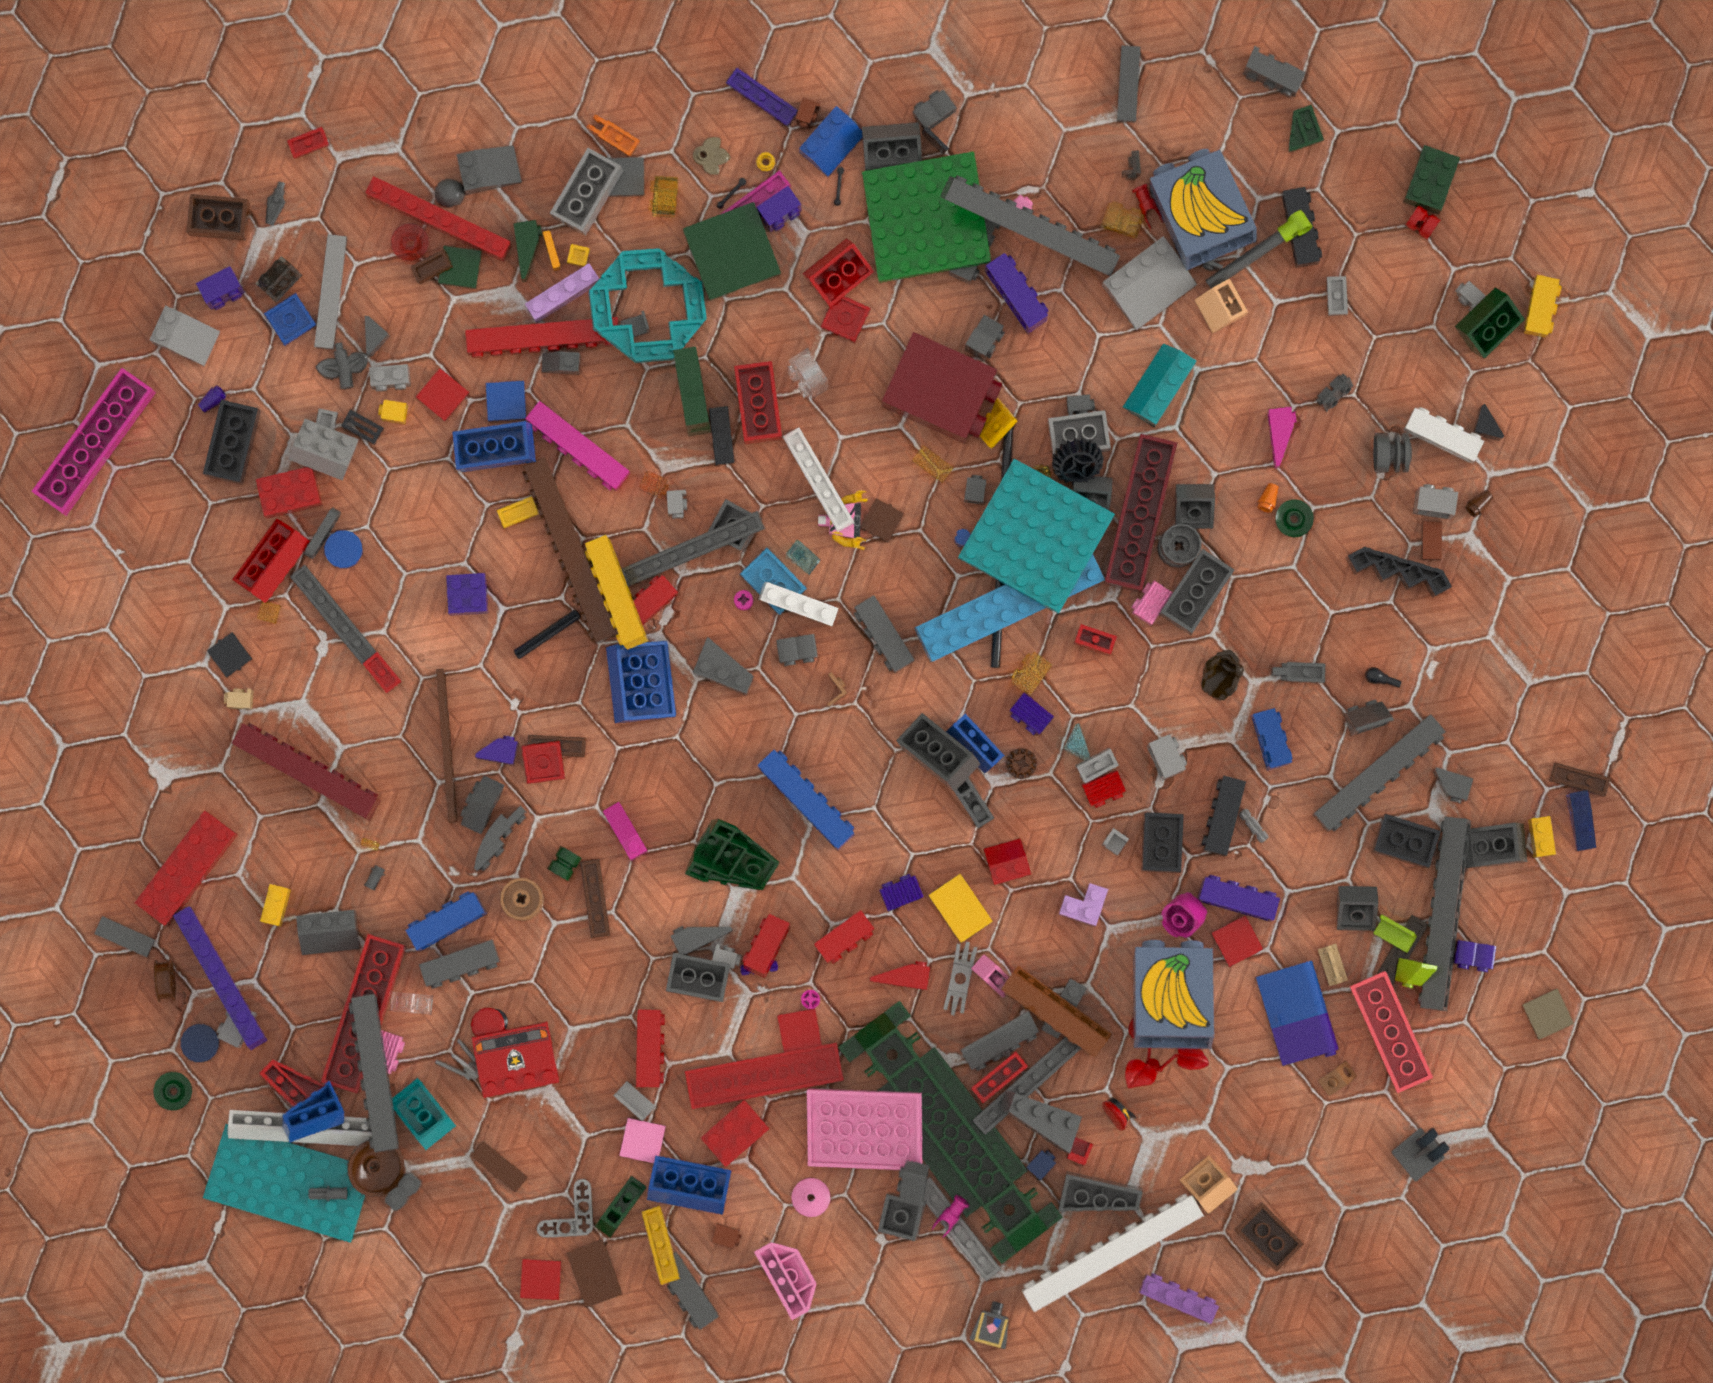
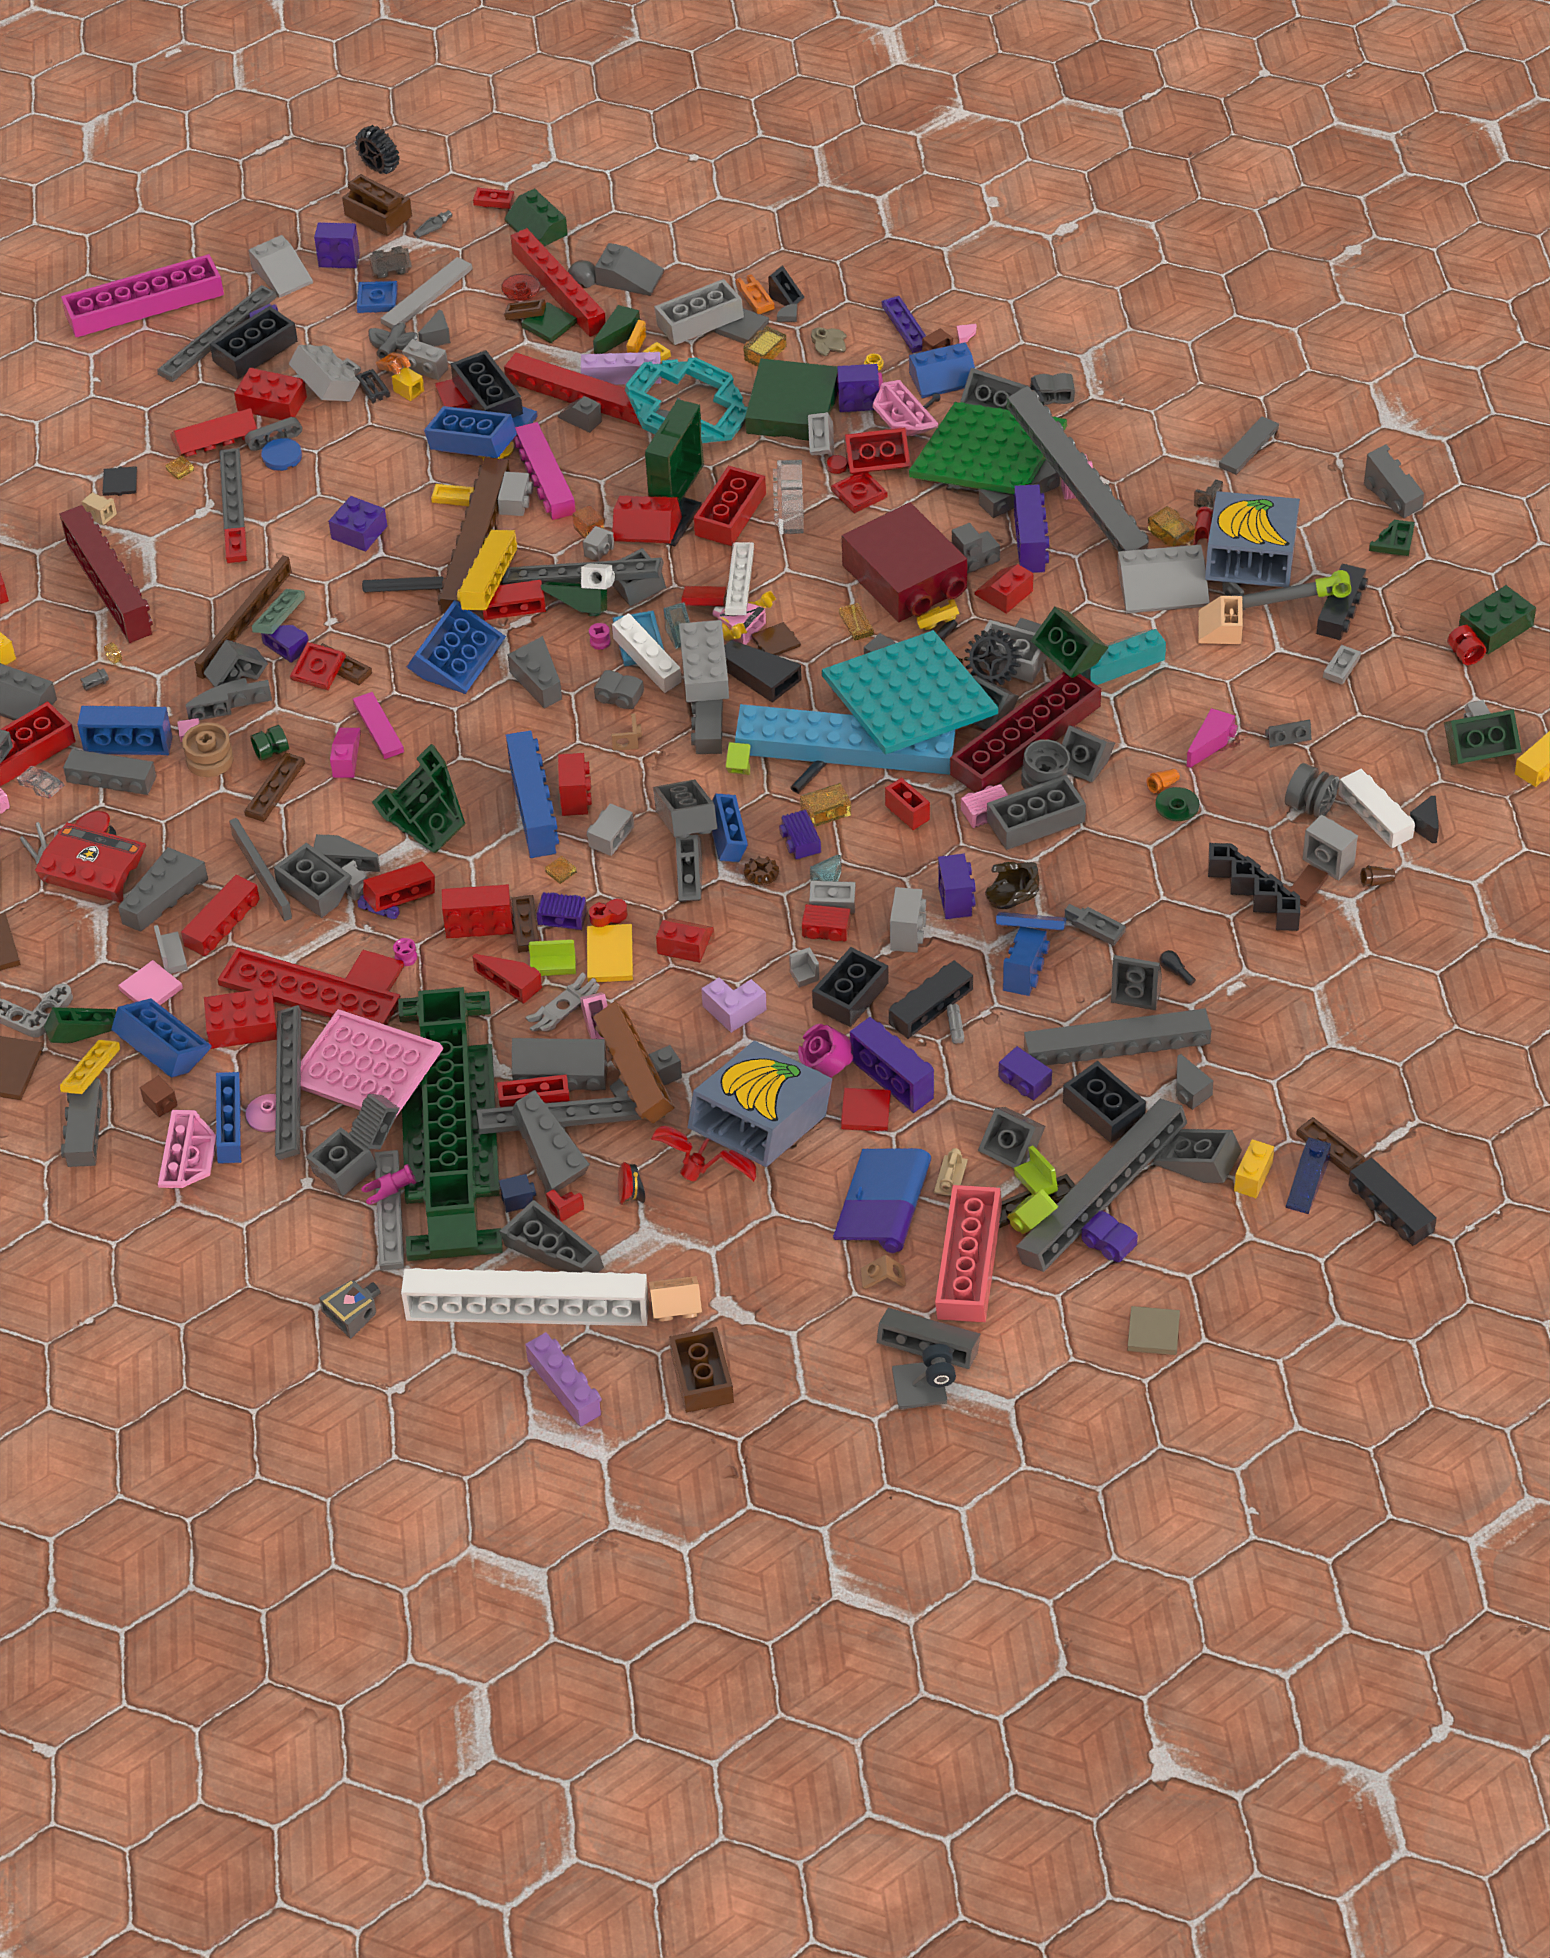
camera: 35 degrees right, 35 degrees down
(169, 148) = (377, 149): none -> black gear
(184, 441) = (201, 345): none -> dark grey tile
(213, 212) = (374, 192): none -> reddish brown tile
(365, 151) = (537, 215): none -> dark green slope
(369, 400) = (393, 362): none -> orange hinge
(473, 389) = (486, 385): none -> black brick
(474, 728) = (278, 611): none -> sand green tile
(485, 882) = (184, 726): none -> bright pink tile
(570, 486) = (514, 493): none -> light grey brick
(586, 1048) = (161, 888): none -> dark grey wedge
(631, 791) = (378, 725): none -> dark pink tile
(638, 117) = (783, 288): none -> black slope
(646, 987) = (260, 869): none -> dark grey tile
(655, 141) = (787, 314): none -> dark grey tile
(700, 458) = (645, 519): none -> red slope
(701, 572) = (582, 599): none -> dark green slope
(715, 556) = (589, 579): none -> white brick
(783, 283) = (821, 434): none -> light grey panel
(793, 1227) = (228, 1117): none -> blue brick
(800, 512) = (704, 595): none -> red tile
(808, 297) = (837, 464): none -> red tile
(811, 1169) = (288, 1083): none -> dark grey tile
(819, 79) = (965, 332): none -> bright pink tile
(832, 771) = (574, 784): none -> red brick
(833, 217) = (902, 409): none -> bright pink wedge
(855, 594) = (704, 661): none -> light grey brick
(870, 850) = (560, 869): none -> clear yellow tile
(878, 917) = (524, 921): none -> reddish brown tile
(886, 795) = (610, 829): none -> light grey brick
(896, 565) = (760, 670): none -> black slope
(924, 942) = (553, 957): none -> lime panel
(939, 670) = (738, 758): none -> lime panel
(940, 866) = (603, 914): none -> red piece
(1028, 362) = (1007, 588): none -> red slope
(1129, 414) = (1068, 642): none -> dark green slope
(1182, 703) = (956, 886): none -> dark purple brick
(1256, 701) = (1032, 921): none -> blue tile
(1332, 845) = (1025, 1073): none -> dark purple brick
(1404, 1117) = (916, 1333): none -> dark grey brick
(1650, 808) = (1392, 1201): none -> black brick

